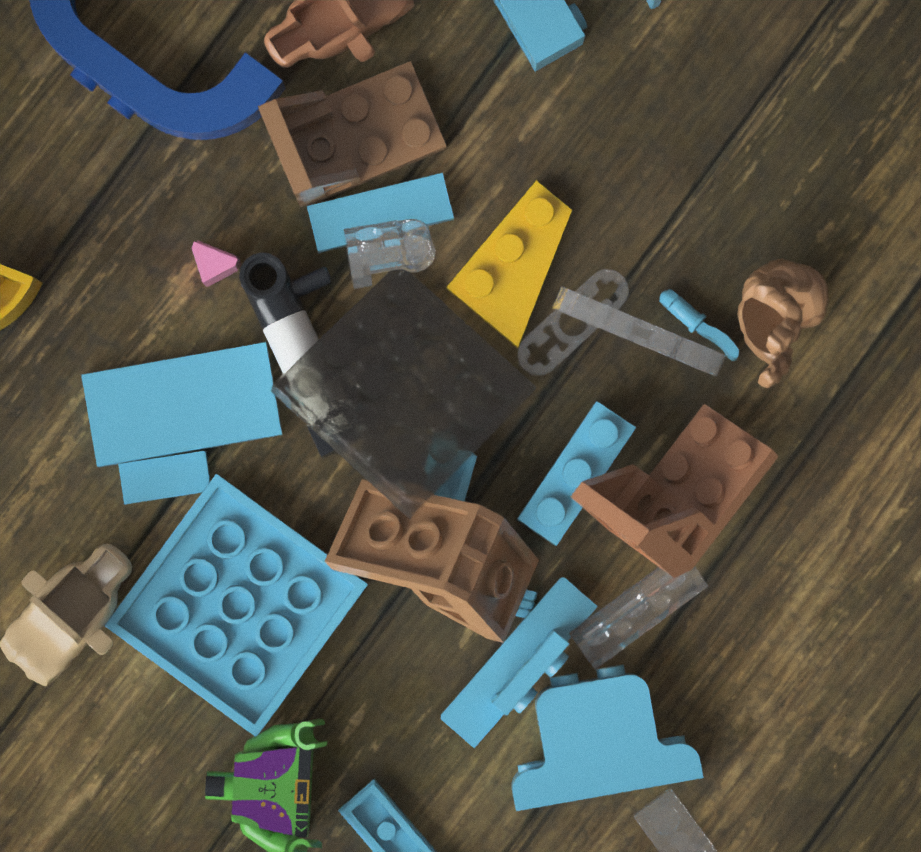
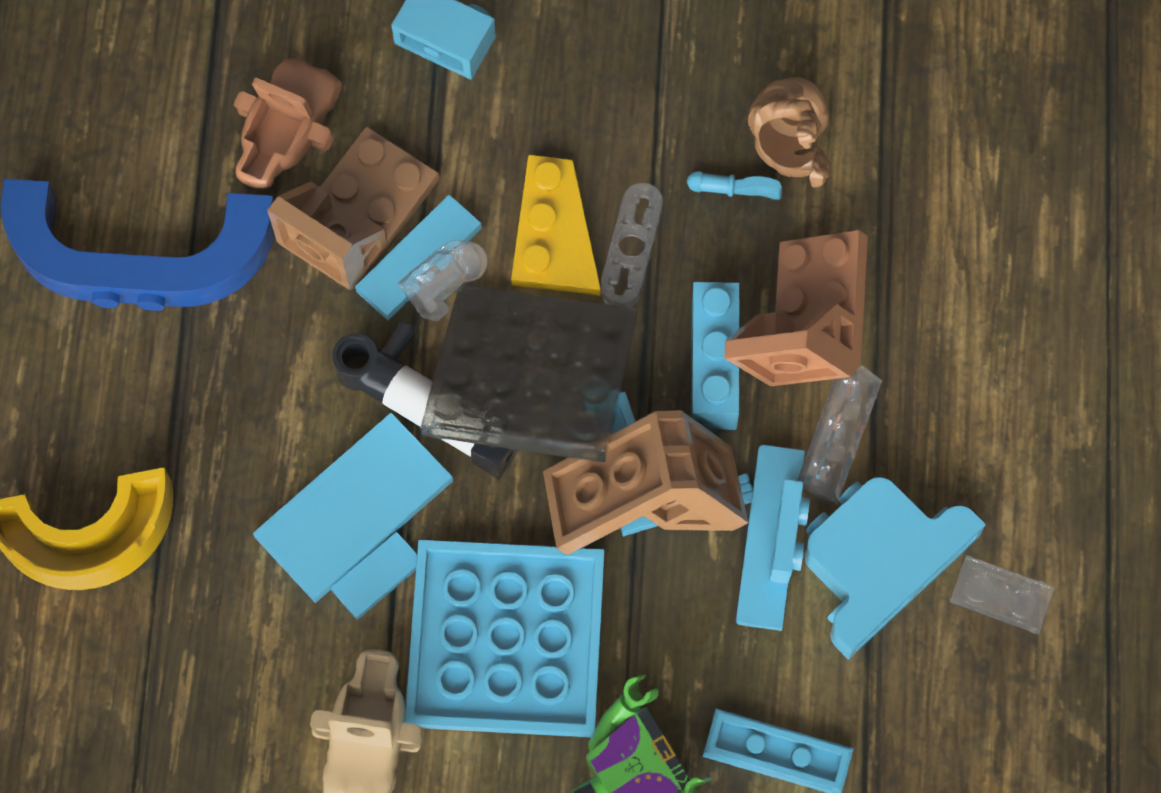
camera: 30 degrees left, 15 degrees down
(214, 263) = (307, 374): bright pink slope -> none
(639, 331) = (689, 213): clear beam -> none

